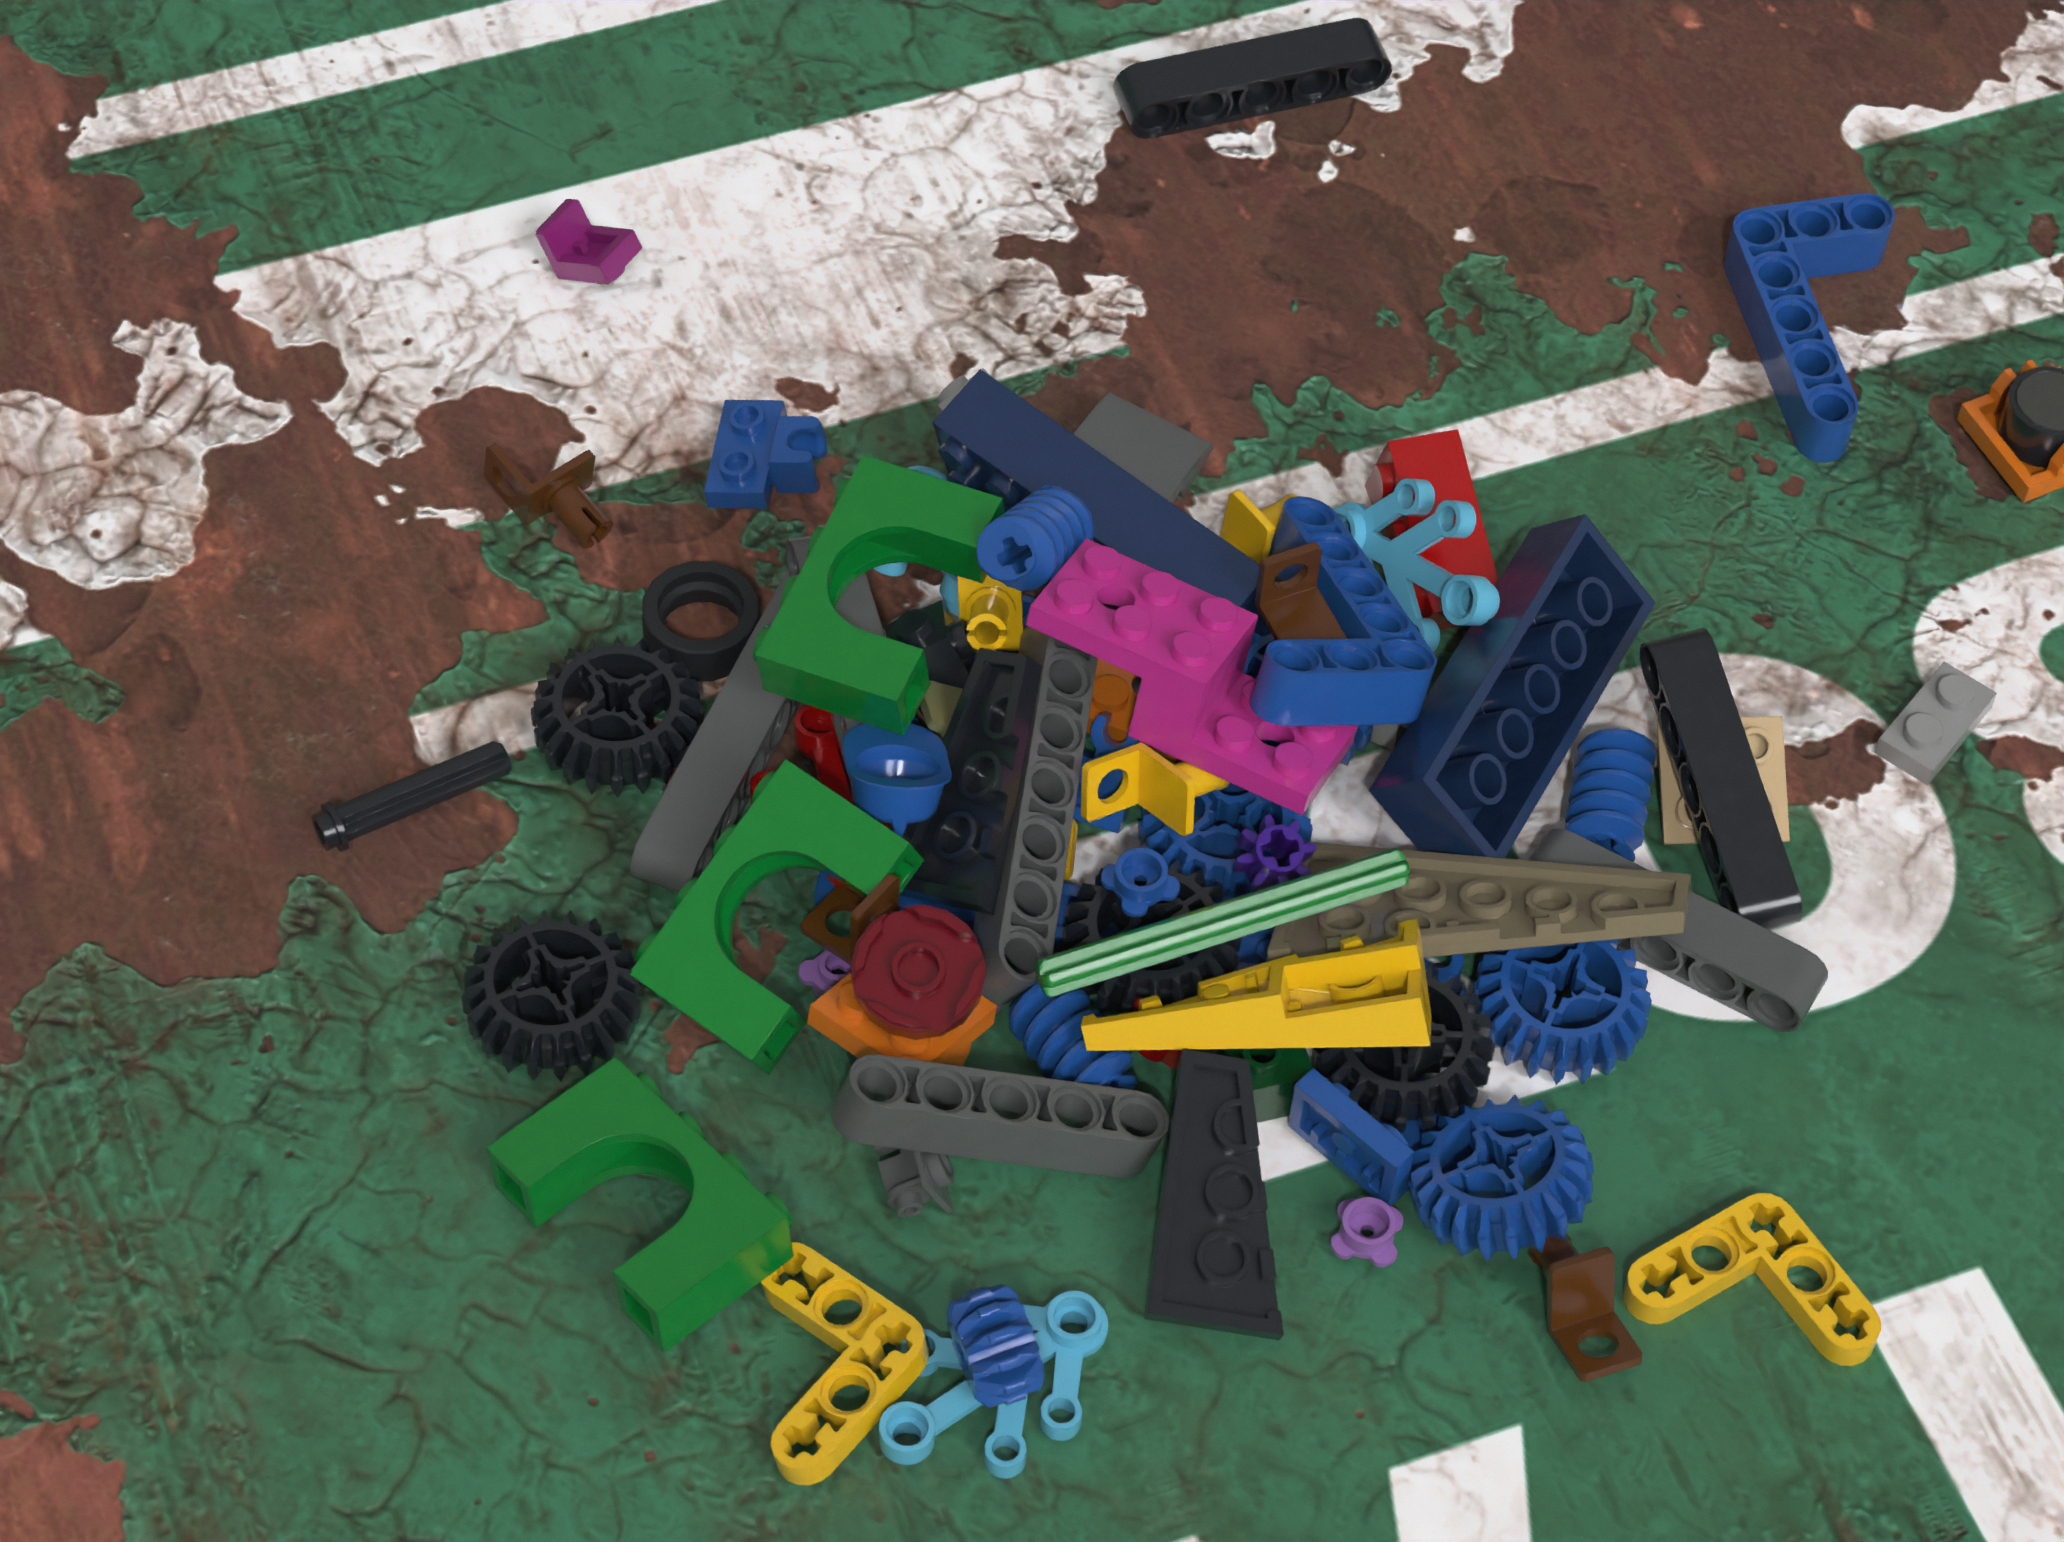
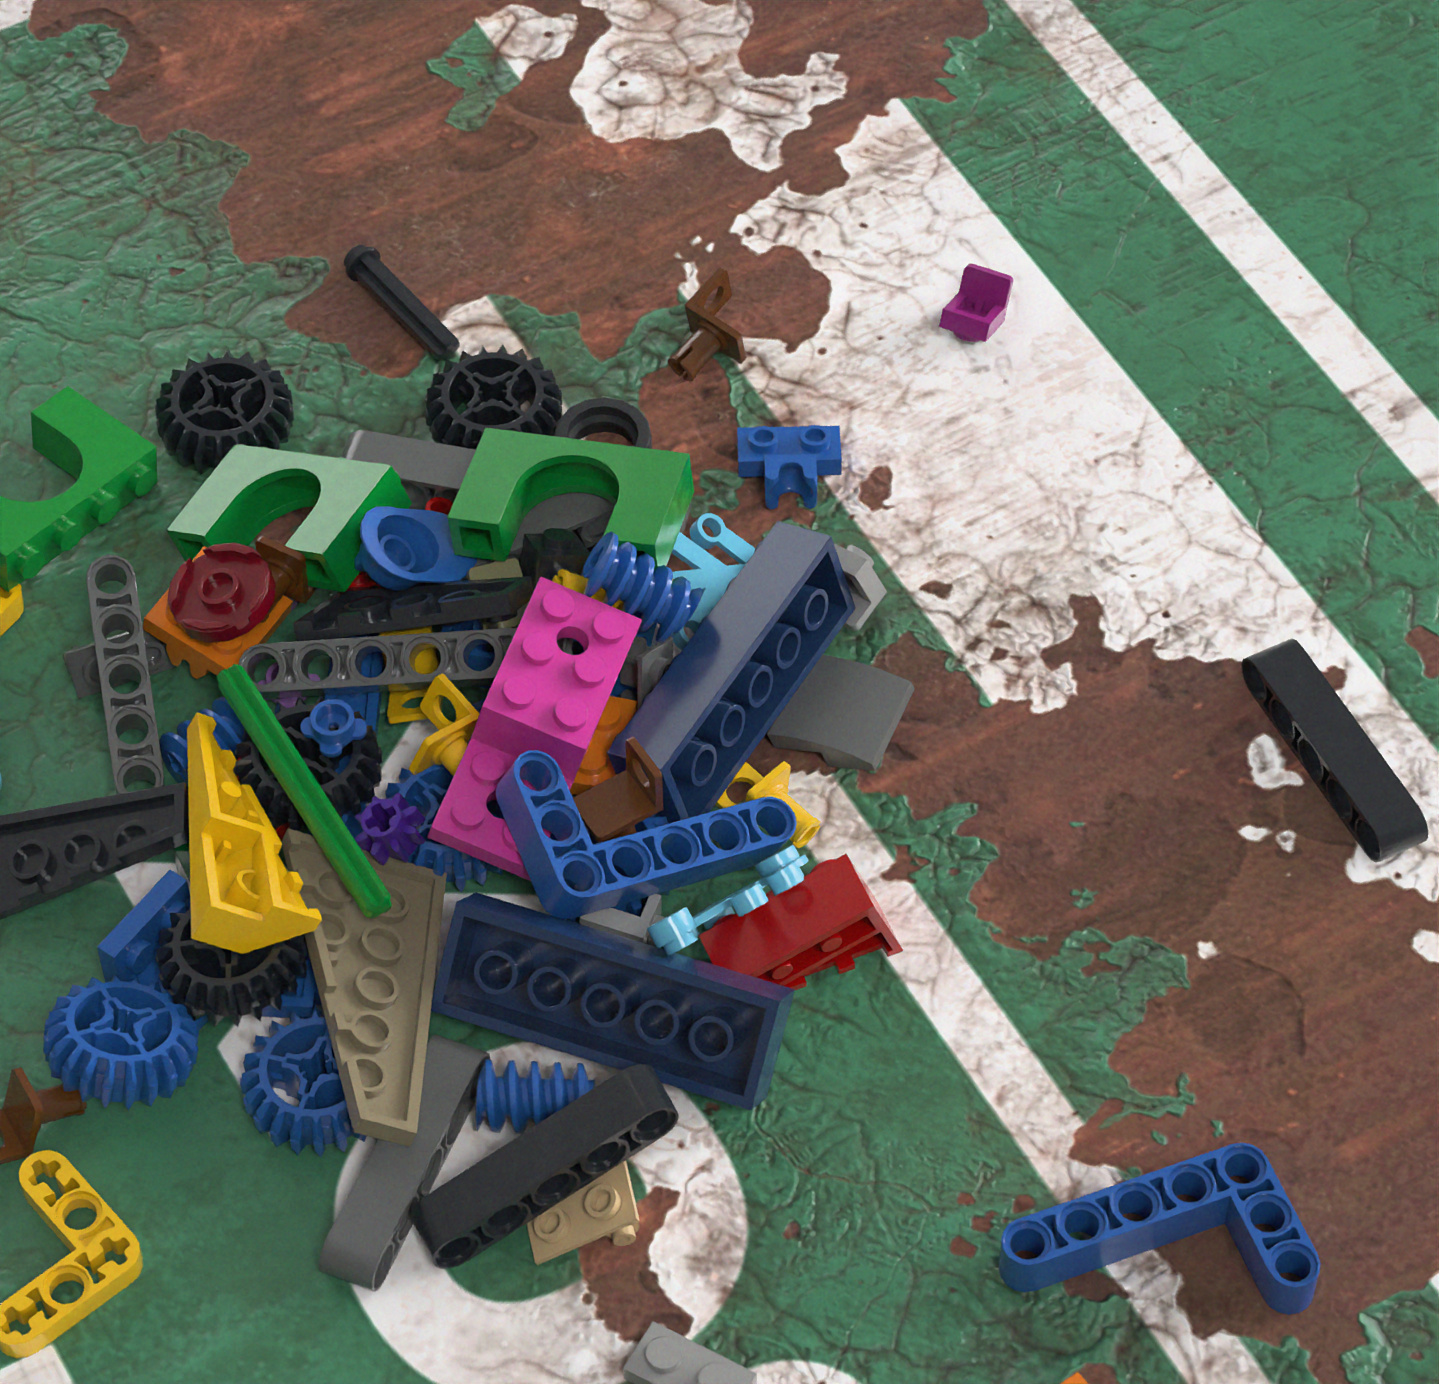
camera: 85 degrees right, 0 degrees up
(1371, 1215) = (71, 956): medium lavender plate -> none

